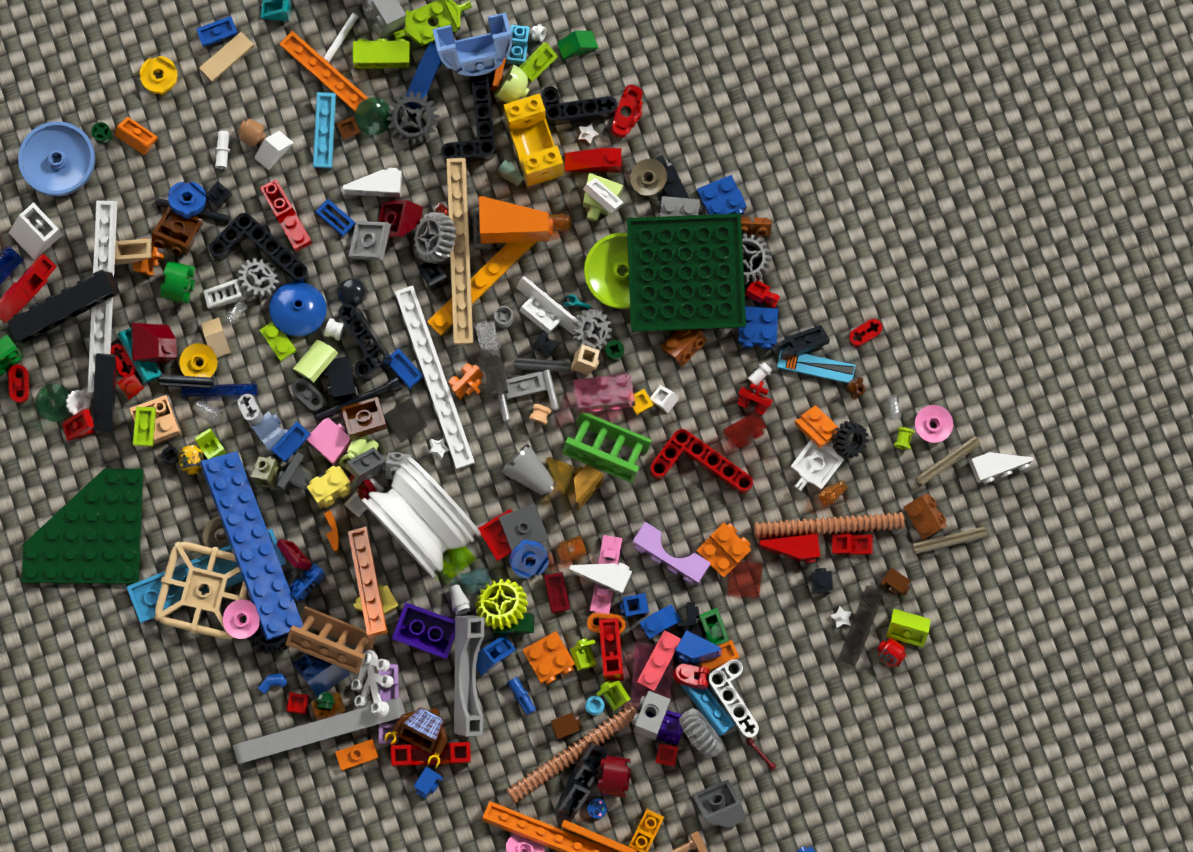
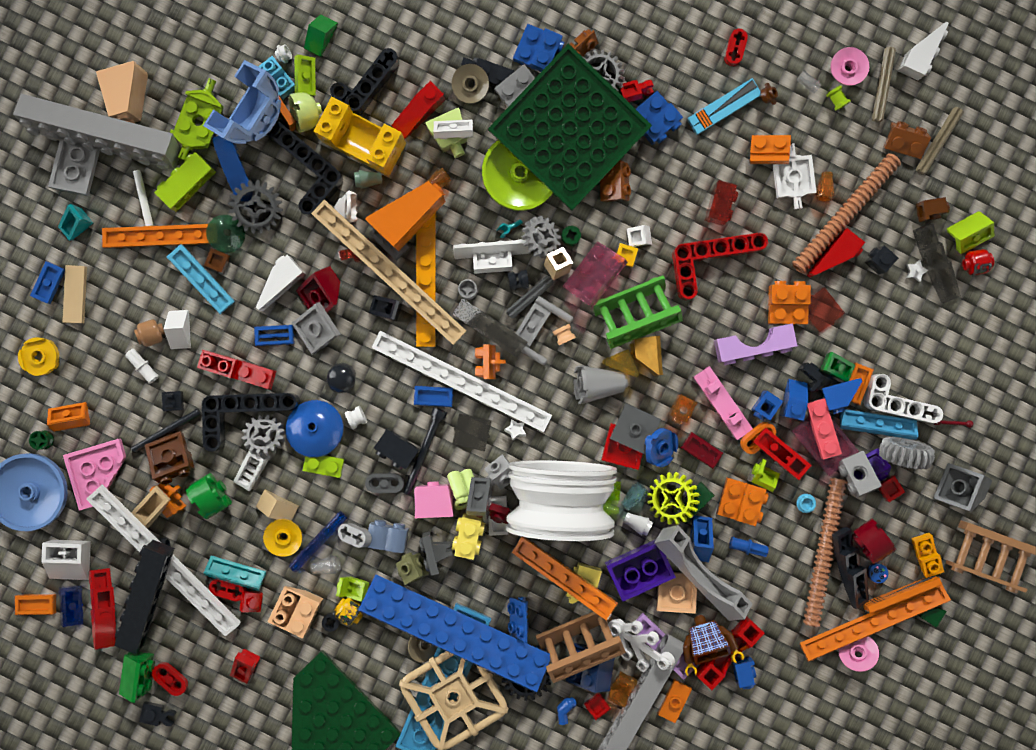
camera: 40 degrees left, 10 degrees up
(58, 394) = (218, 663): clear green dish -> none
(78, 401) = (226, 650): white piece -> none
(104, 392) = (237, 628): black slope -> none
(116, 184) = (92, 468): none -> bright pink plate
(144, 426) = (292, 627): lime plate -> none
(153, 343) = (235, 556): dark red slope -> none
(186, 208) = (162, 432): blue plate -> none
(186, 381) = (288, 559): black axle -> none
(233, 619) = (502, 701): bright pink dish -> none
(236, 312) = (272, 474): clear pin -> none
(291, 442) = (408, 531): blue tile -> none
(294, 554) = (491, 609): dark red plate -> none
(315, 360) = (365, 455): yellowish green slope -> none
(325, 701) = (619, 690): dark green plate -> none
(333, 536) = (506, 567): orange slope -> none
(362, 339) = (383, 405): black beam -> none
(364, 418) = (443, 462): reddish brown plate -> none
(434, 237) = (361, 280): light grey gear -> none
(435, 677) = (677, 595): none -> light nougat plate
(477, 178) = (347, 206): none -> white piece
(566, 725) = (801, 538): reddish brown brick -> none
(587, 133) = (393, 94): white piece -> none
(607, 575) = (728, 404): white slope -> none
(614, 694) = (814, 482): lime bracket -> none
(631, 98) = (401, 37): red piece -> none
(685, 674) = (852, 421): plate -> none
(747, 395) = (697, 175): red hips -> none
(760, 373) = (690, 151): white pin -> none
(803, 342) = (700, 96): black hinge -> none
(852, 544) = (874, 211): red slope -> none
(857, 443) = (803, 135): black tyre -> none

